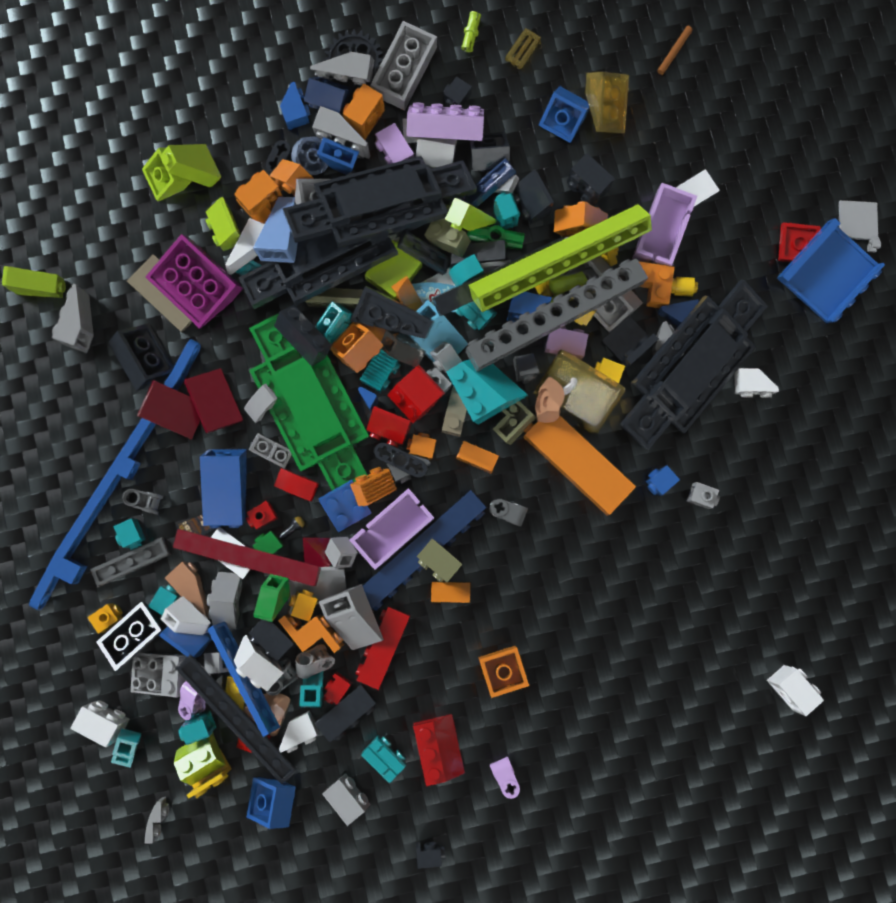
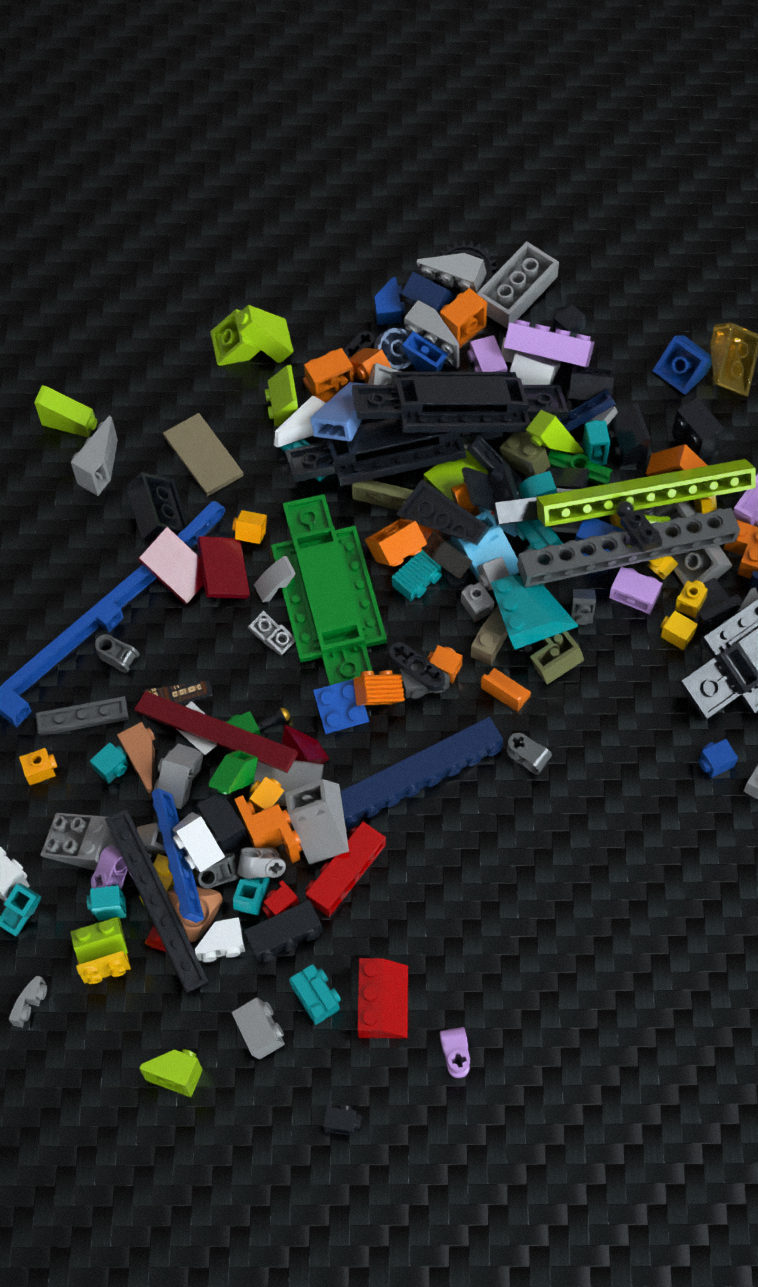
camera: 20 degrees right, 20 degrees down
(129, 534) = (90, 684): teal brick -> none
(130, 635) = (61, 783): black slope -> none
(185, 618) = (129, 777): white slope -> none
(187, 643) = (121, 795): blue slope -> none
(193, 281) = (235, 445): magenta slope -> none
(223, 487) = (209, 657): blue slope -> none
(226, 357) = (250, 527): none -> light orange brick
(268, 515) = (248, 701): red brick -> none
(271, 802) = (168, 1012): blue slope -> none
(289, 855) = (174, 1071): none -> lime slope
(296, 484) = (291, 673): red slope -> none
(302, 335) = (340, 516): black brick -> none
(334, 321) = (375, 514): teal brick -> none
(341, 552) = (324, 748): light grey brick -> none
(370, 398) = (397, 598): blue slope -> none
(388, 426) = (412, 629): red slope -> none
(391, 529) = (388, 739): lavender piece -> none
(416, 394) = (451, 604): red slope -> none
(426, 279) = (490, 488): none -> black bracket
(439, 561) = (437, 782): olive brick -> none
(450, 592) = (439, 828): orange slope -> none
(471, 31) = (598, 268): lime pin -> none
(503, 671) = (481, 924): orange brick -> none
(515, 61) = (641, 304): clear yellow tile -> none
(551, 399) = (599, 636): nougat hat -> none
(562, 298) = (638, 527): none -> black plate
(580, 463) = (623, 717): orange brick -> none
(592, 397) = (641, 639): clear yellow windscreen -> none
(615, 348) = (691, 598): none -> yellow brick

